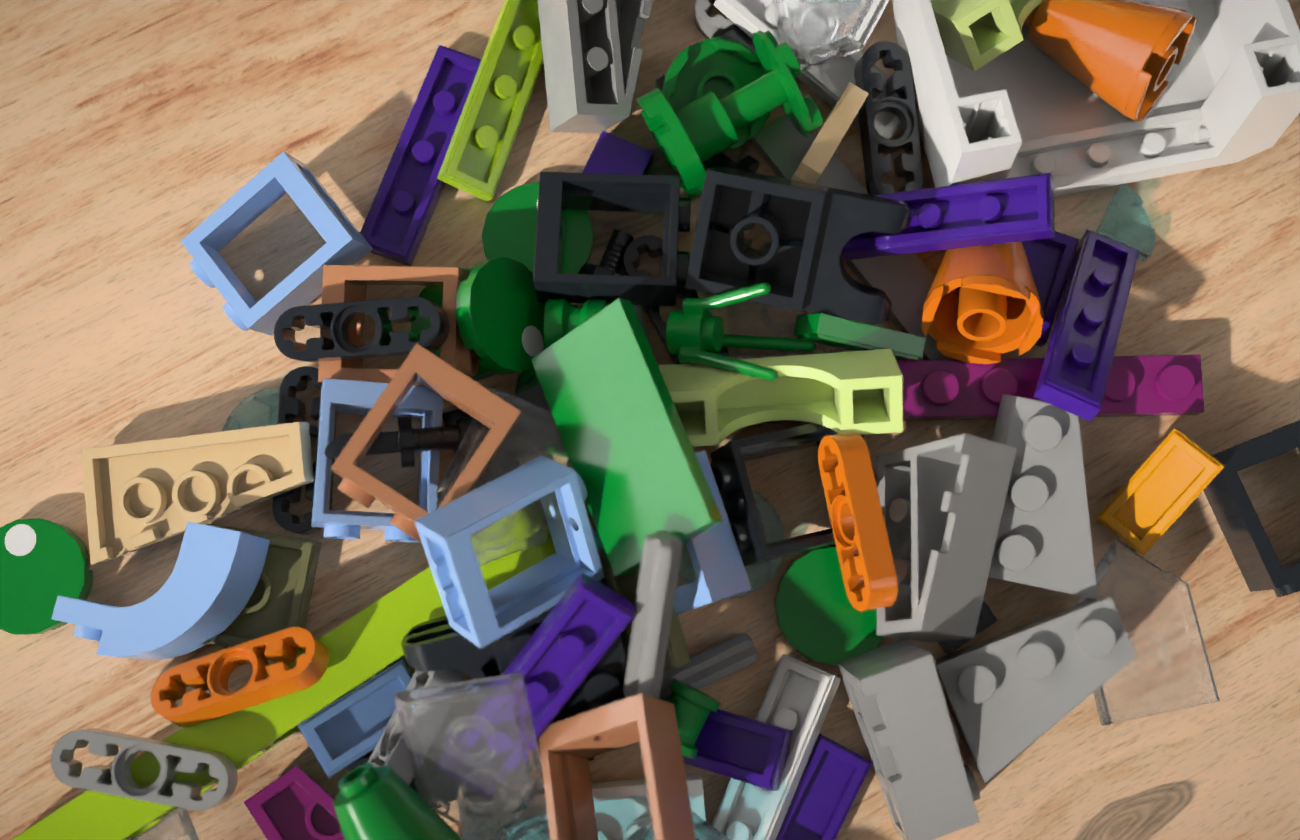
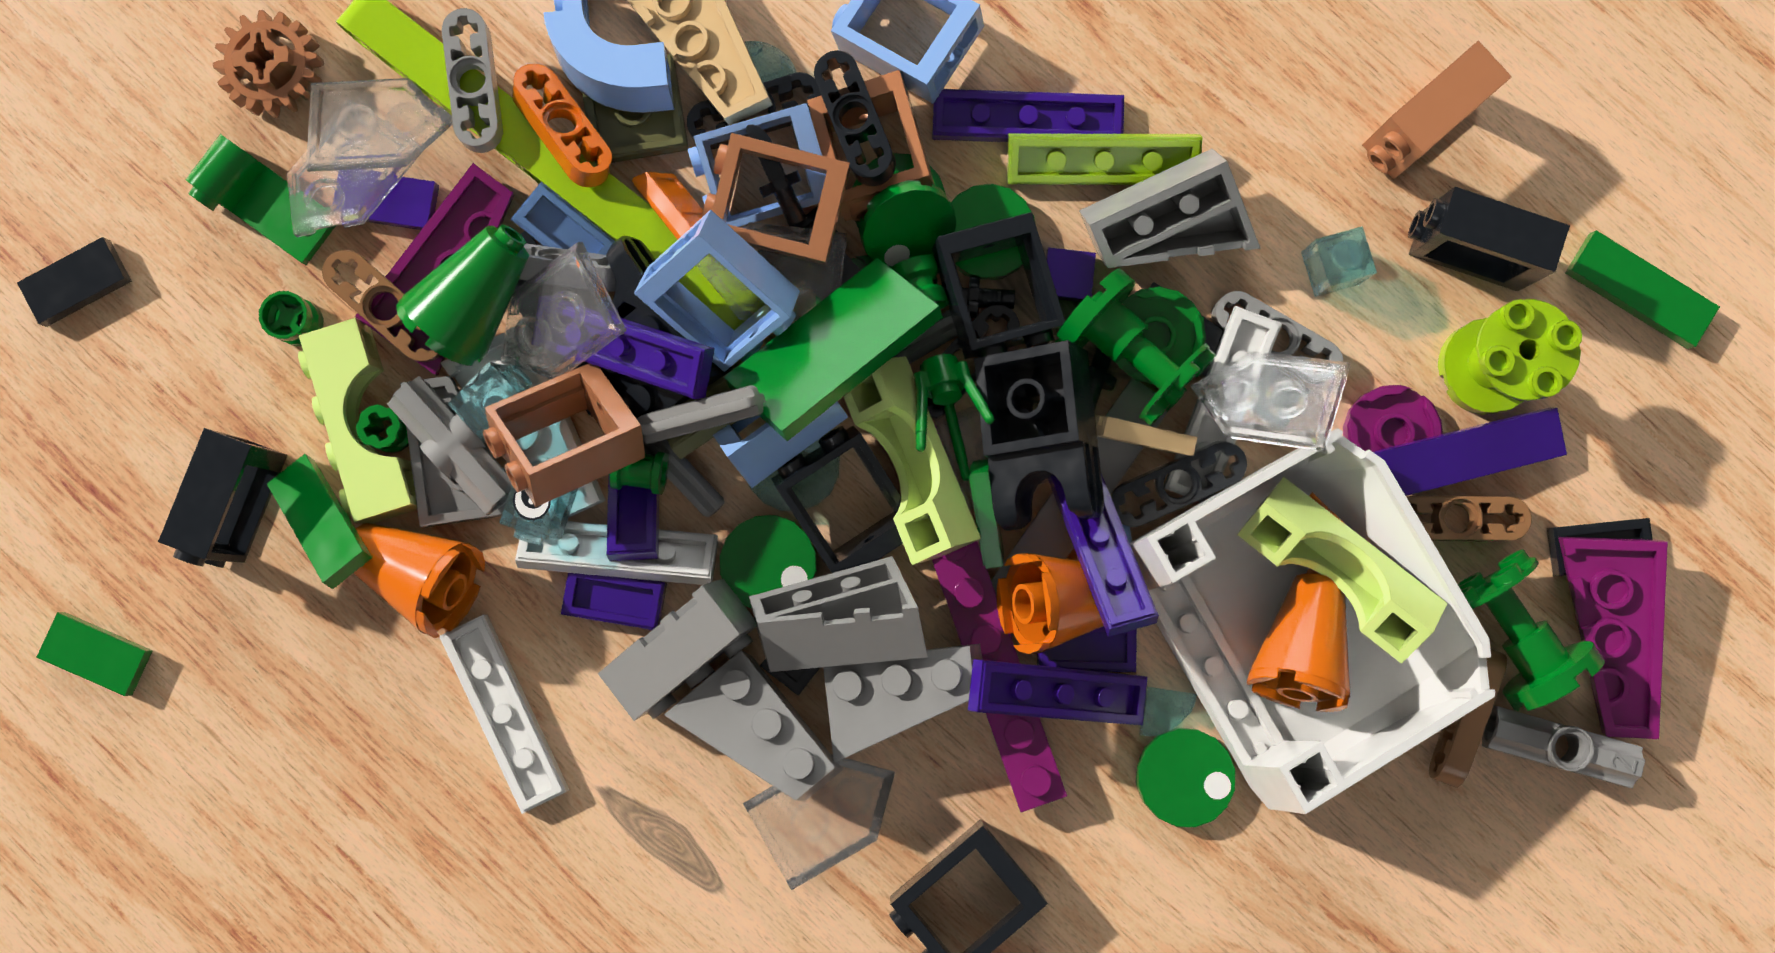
camera: 70 degrees right, 5 degrees up
(381, 577) = (669, 200): none -> orange tile
(857, 522) = (830, 552): orange beam -> none
(1160, 491) = (942, 793): light orange tile -> none
(1208, 226) = (1185, 777): none -> green tile

